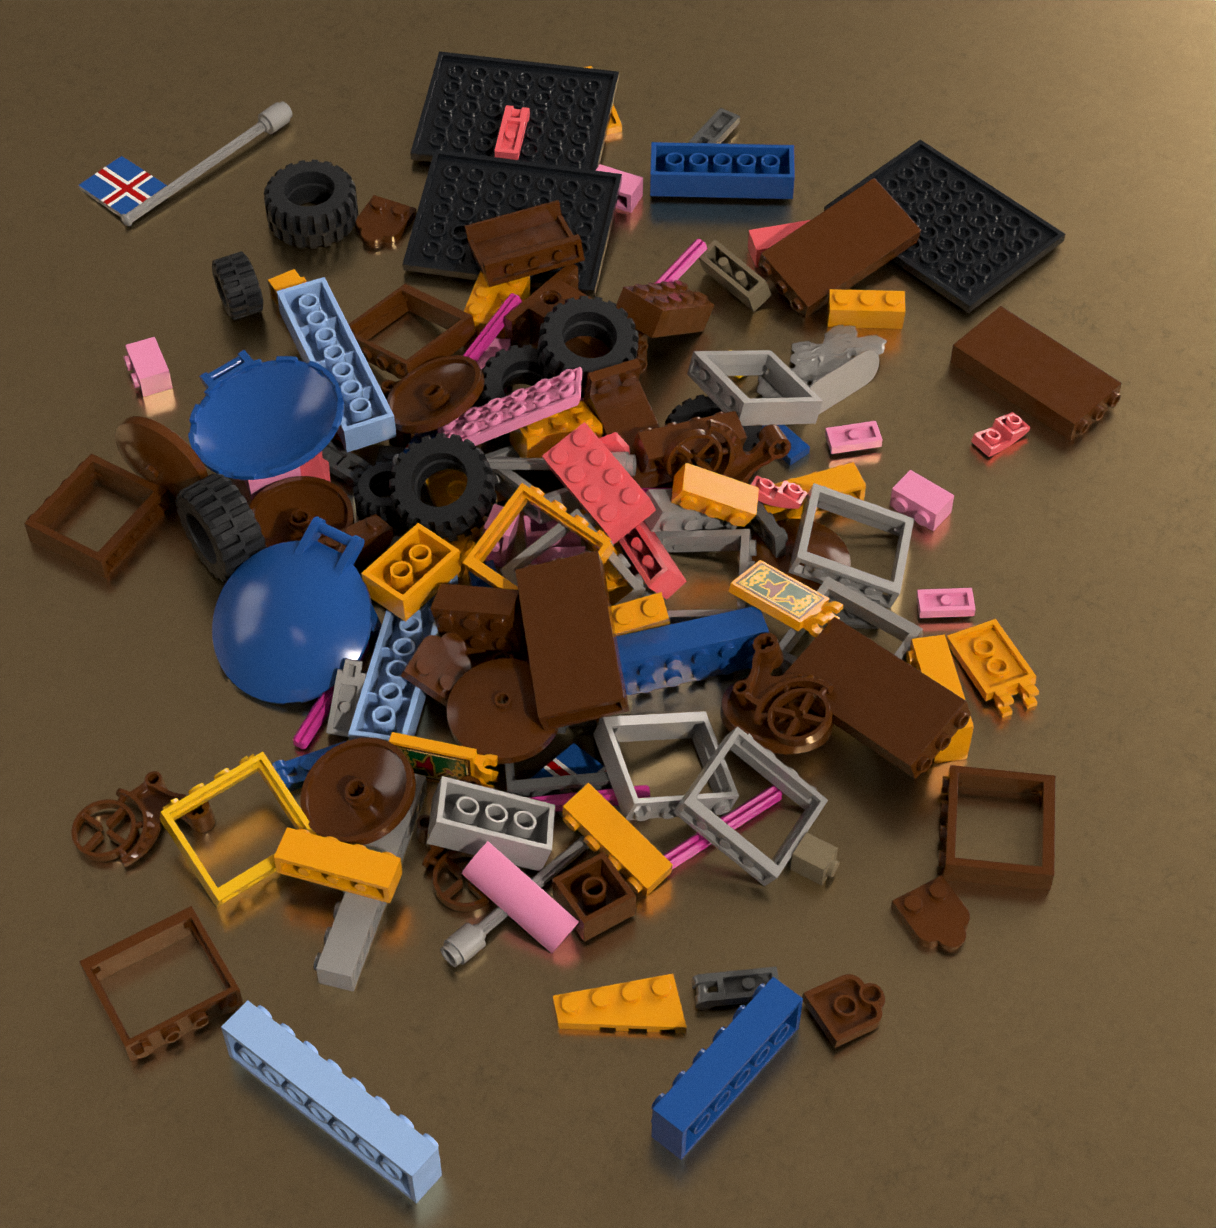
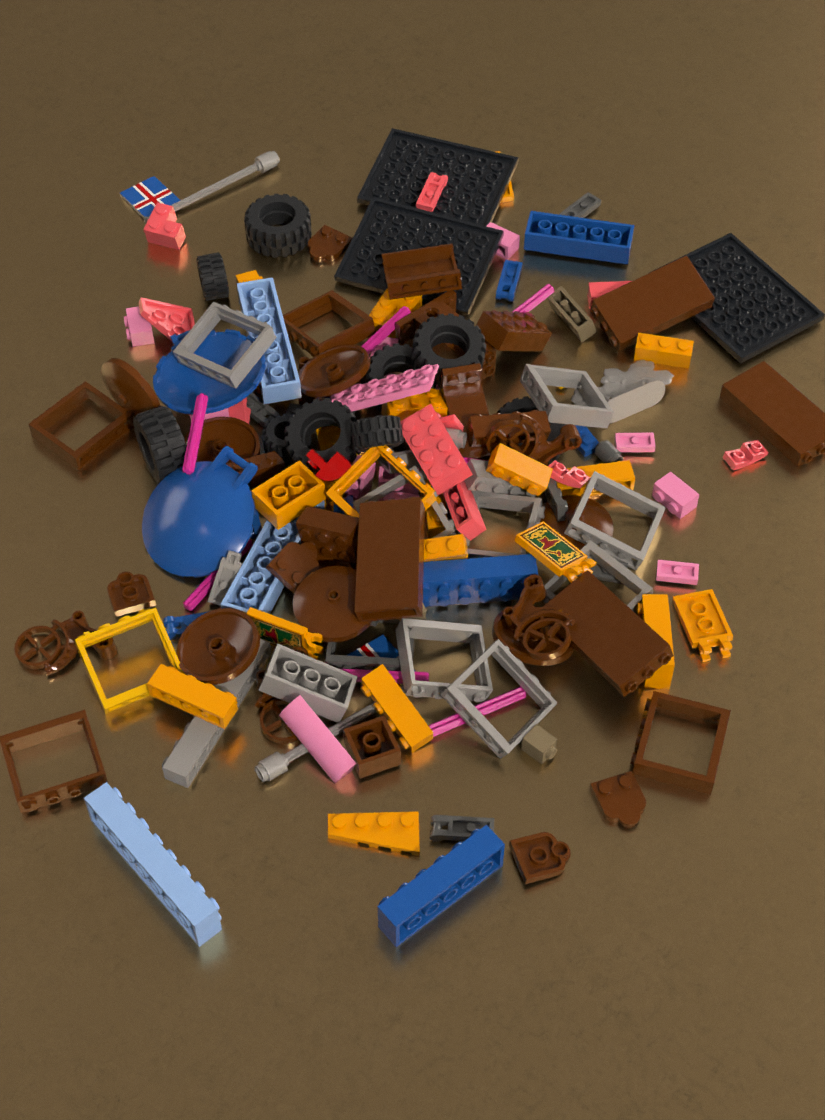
camera: 10 degrees right, 0 degrees up
(150, 227) = (163, 229): none -> coral brick
(186, 350) = (166, 317): none -> coral plate
(217, 737) = (130, 593): none -> reddish brown plate
(260, 335) = (185, 350): none -> light grey window
(267, 506) = (195, 434): none -> dark pink axle
(466, 530) = (330, 470): none -> red brick
(519, 471) = (376, 432): none -> black tyre
(640, 240) = (509, 280): none -> blue plate
(821, 455) = (607, 452): none -> dark grey brick

